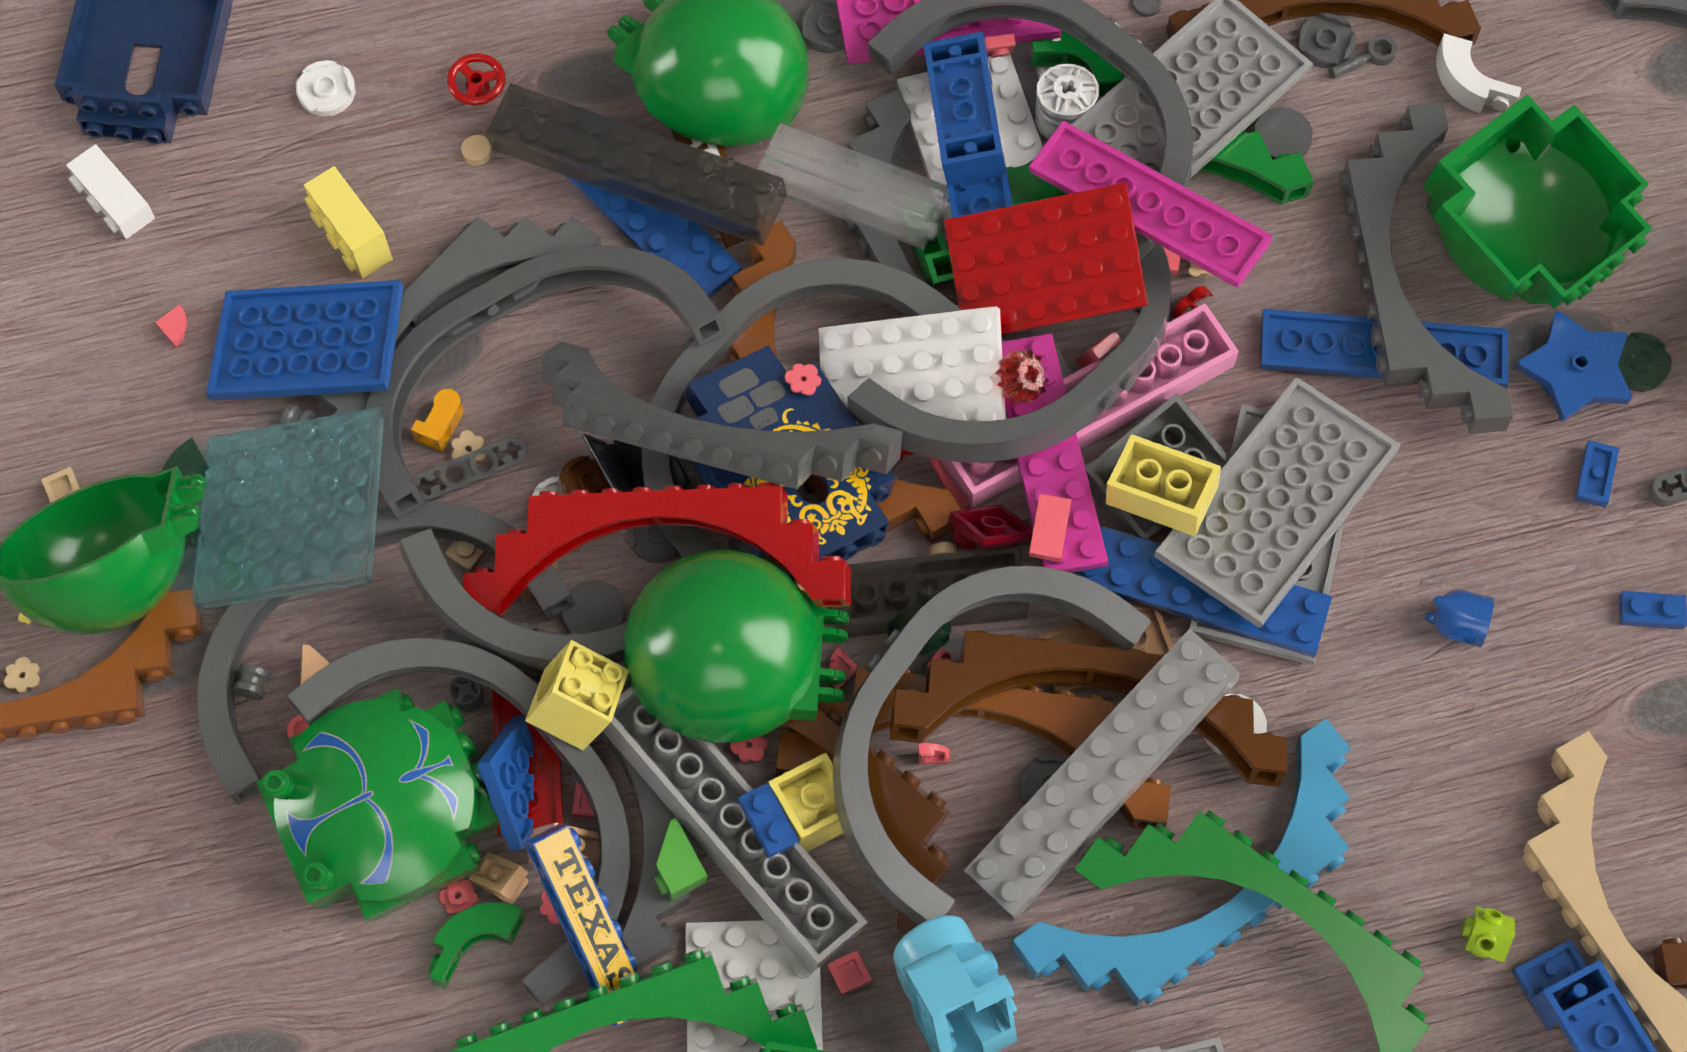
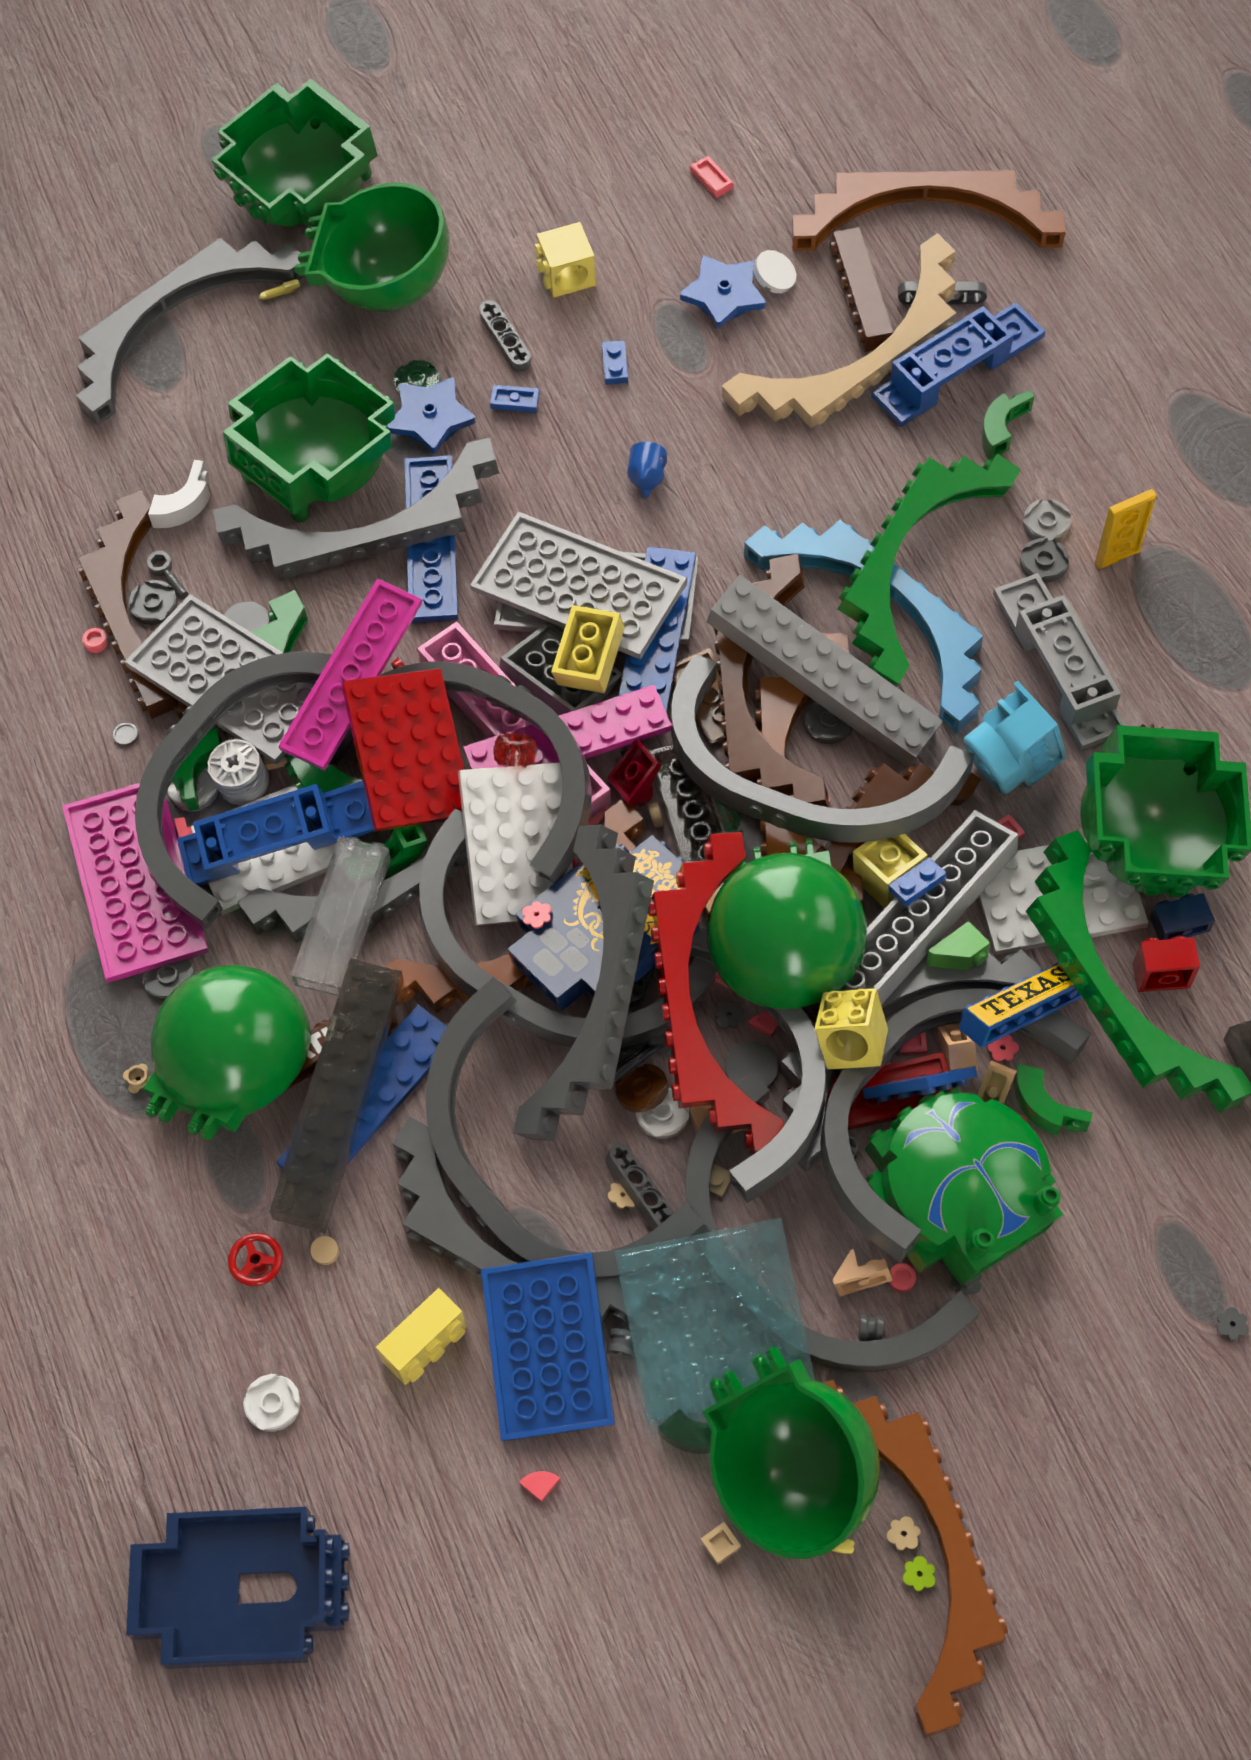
camera: 95 degrees left, 5 degrees down
(109, 192) = (410, 1578): white brick -> none
(440, 422) = (600, 1221): light orange leg -> none
(1050, 528) = (637, 721): coral tile -> none
(1098, 350) = (466, 720): coral tile -> none
(1488, 933) = (880, 436): lime brick -> none

